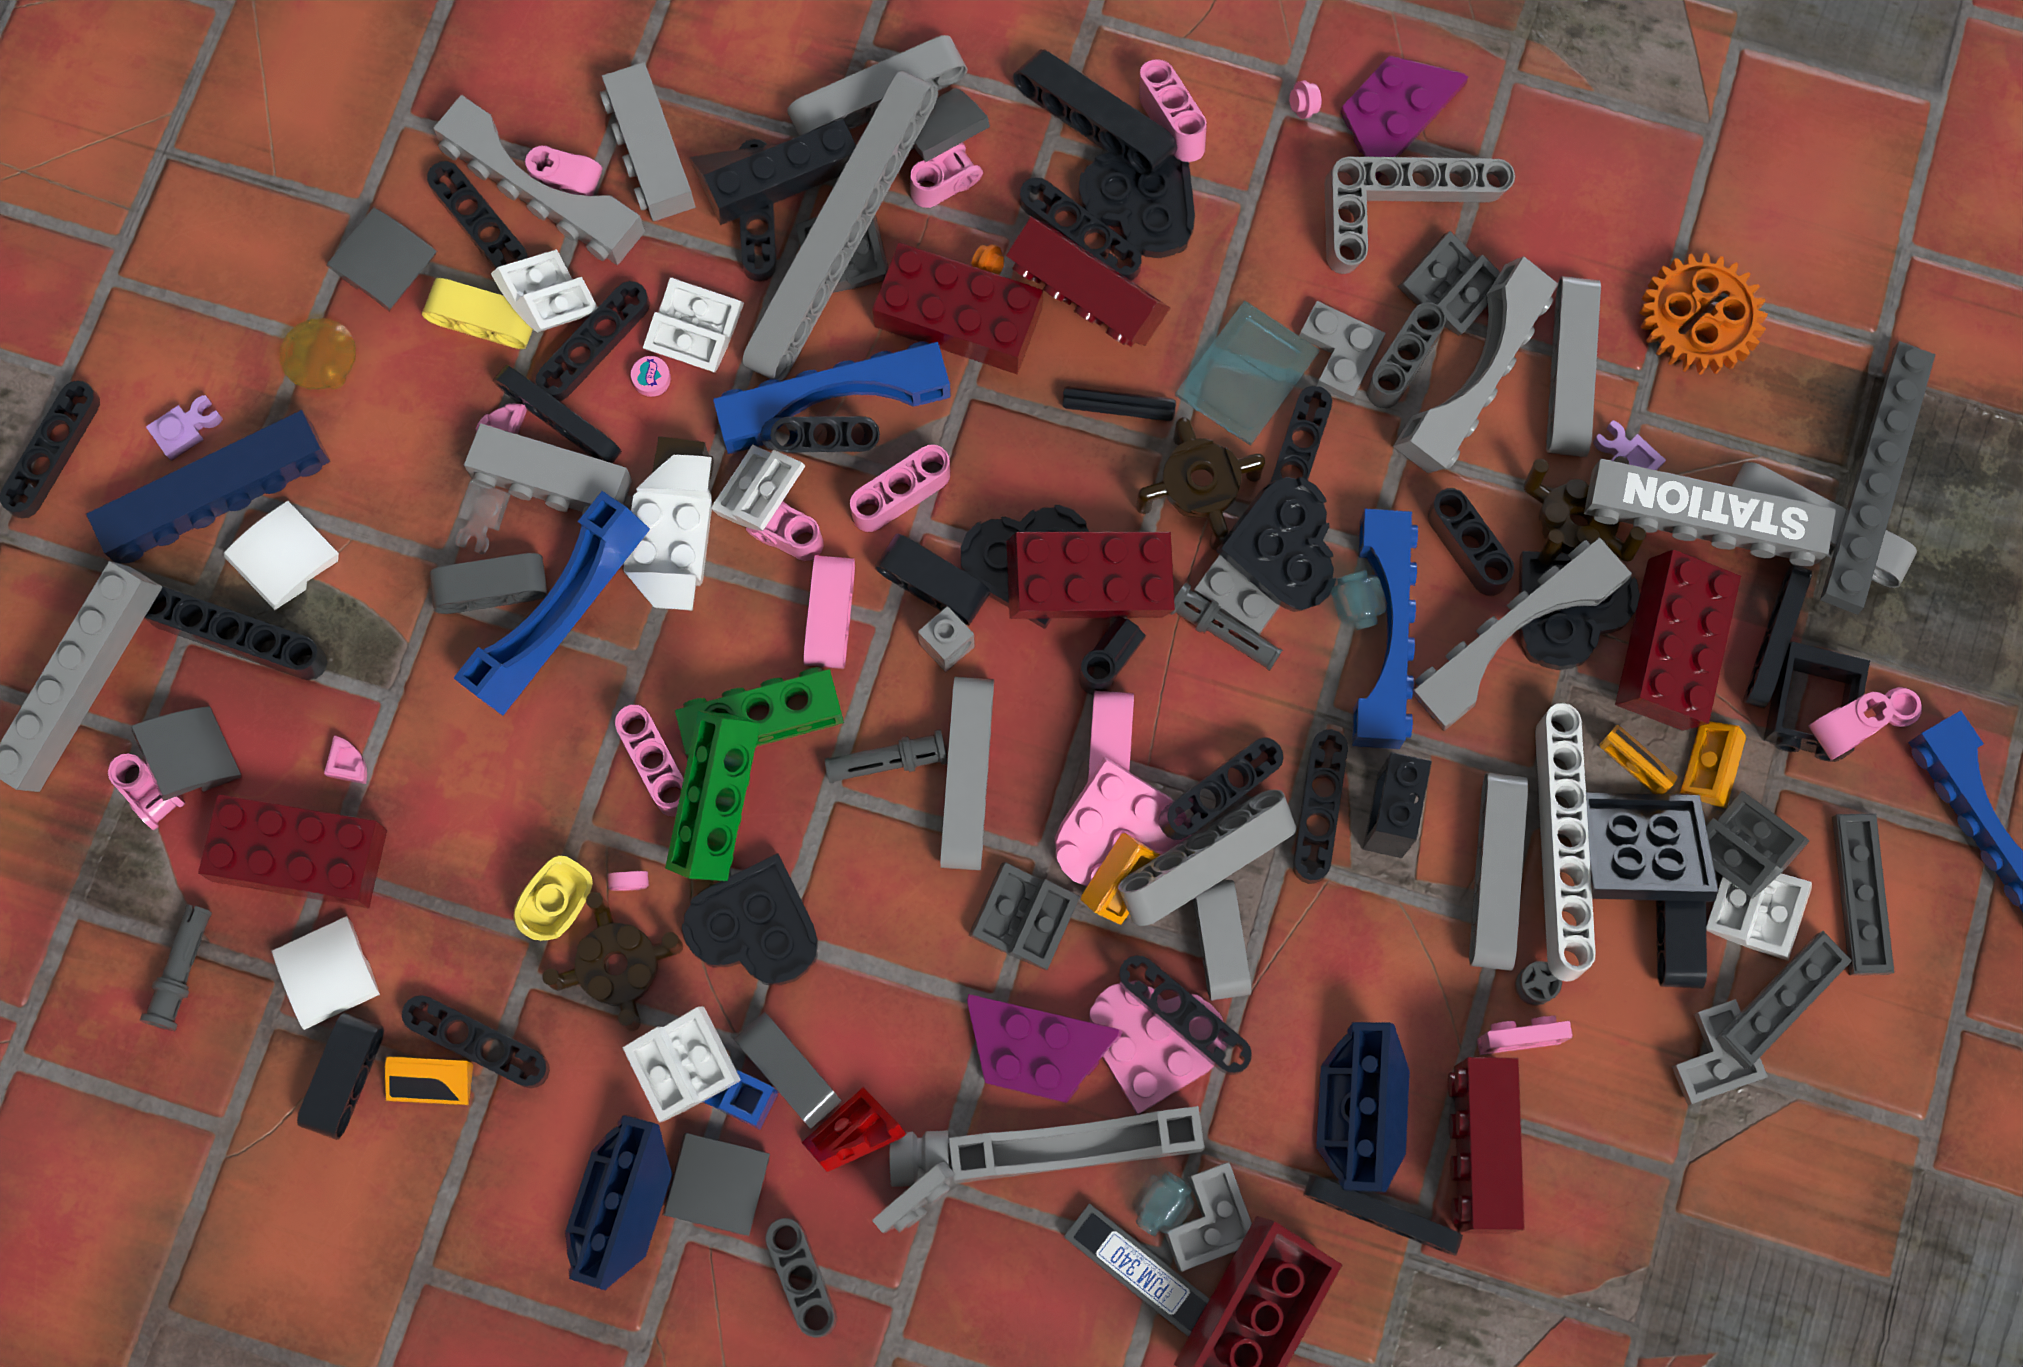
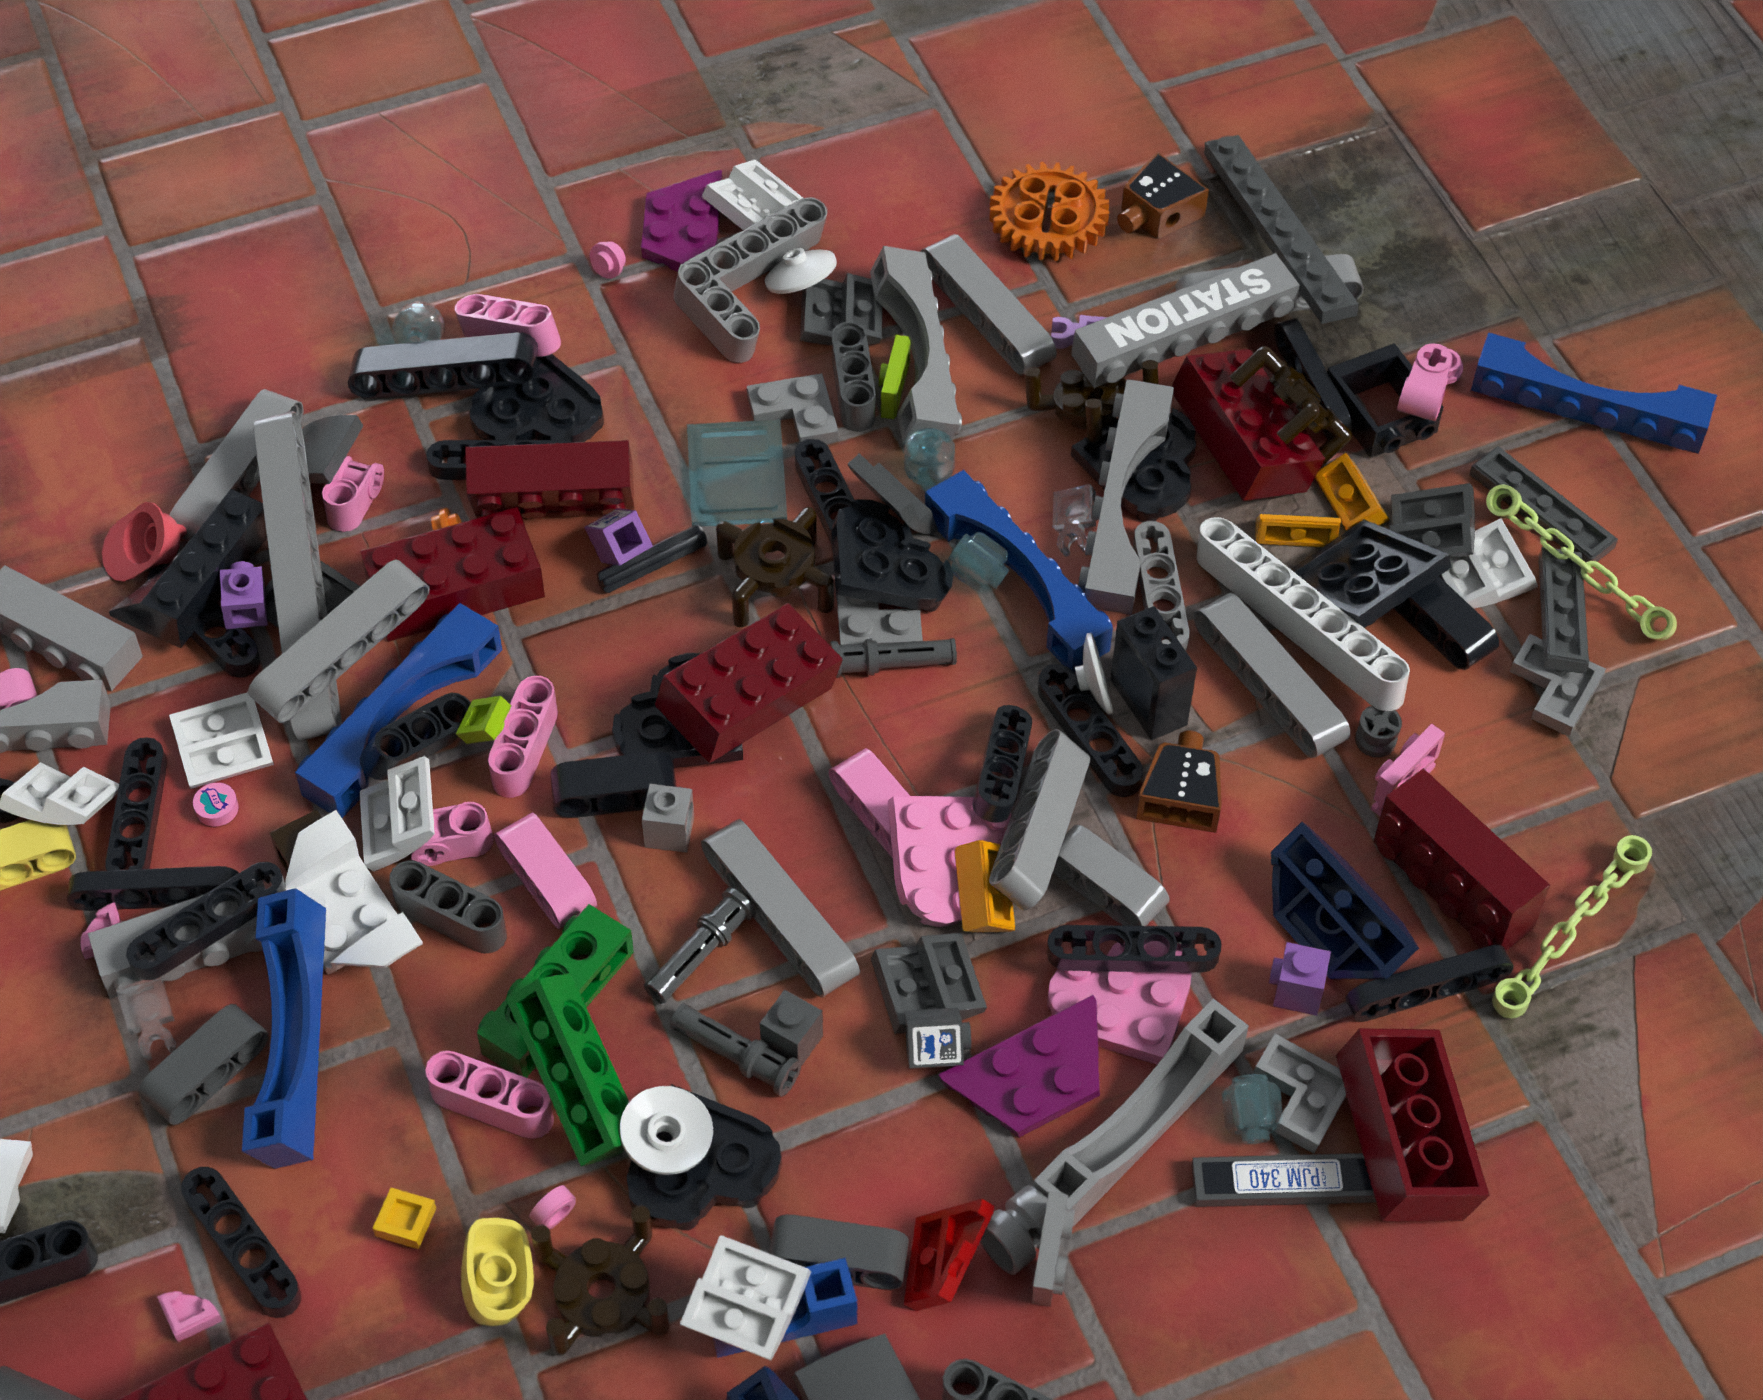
camera: 40 degrees left, 20 degrees down
(411, 737) = (236, 1244): none -> black beam
(528, 807) = (404, 1218): none -> yellow plate
(561, 473) = (202, 915): none -> black beam
(732, 869) = (669, 1111): none -> white dish
(739, 571) = (439, 890): none -> dark grey beam
(757, 111) = (141, 542): none -> coral piece
(790, 228) = (243, 589): none -> medium lavender brick
(817, 315) = (338, 641): none -> light grey beam
(857, 876) = (752, 1057): none -> dark grey pin
(873, 459) = (483, 720): none -> lime plate
(893, 878) = (792, 1027): none -> dark grey brick
(985, 967) = (936, 1037): none -> dark grey brick
(1102, 369) = (618, 536): none -> medium lavender brick
(1105, 60) = (422, 317): none -> clear light blue head
(1111, 654) = (817, 738): black piece -> none
(1287, 1134) = (1300, 978): none -> medium lavender brick
(1337, 493) = (894, 495): none -> dark grey slope
(1346, 908) = (1183, 785): none -> torso
(1357, 769) = (1092, 676): none -> white dish
(1400, 476) = (929, 456): none -> clear light blue head
(1438, 379) = (893, 376): none -> lime plate
(1445, 1275) = (1515, 988): none -> yellowish green piece
(1448, 224) = (800, 270): none -> white dish
(1468, 613) = (1072, 515): none -> clear plate
(1470, 523) = (1024, 465): black beam -> none
(1471, 123) = (749, 194): none -> white slope
(1484, 729) = (1164, 588): none -> light grey beam
(1735, 654) = (1292, 388): none -> dark brown plate
(1807, 370) = (1161, 199): none -> torso
(1843, 1064) = (1648, 618): none -> yellowish green piece

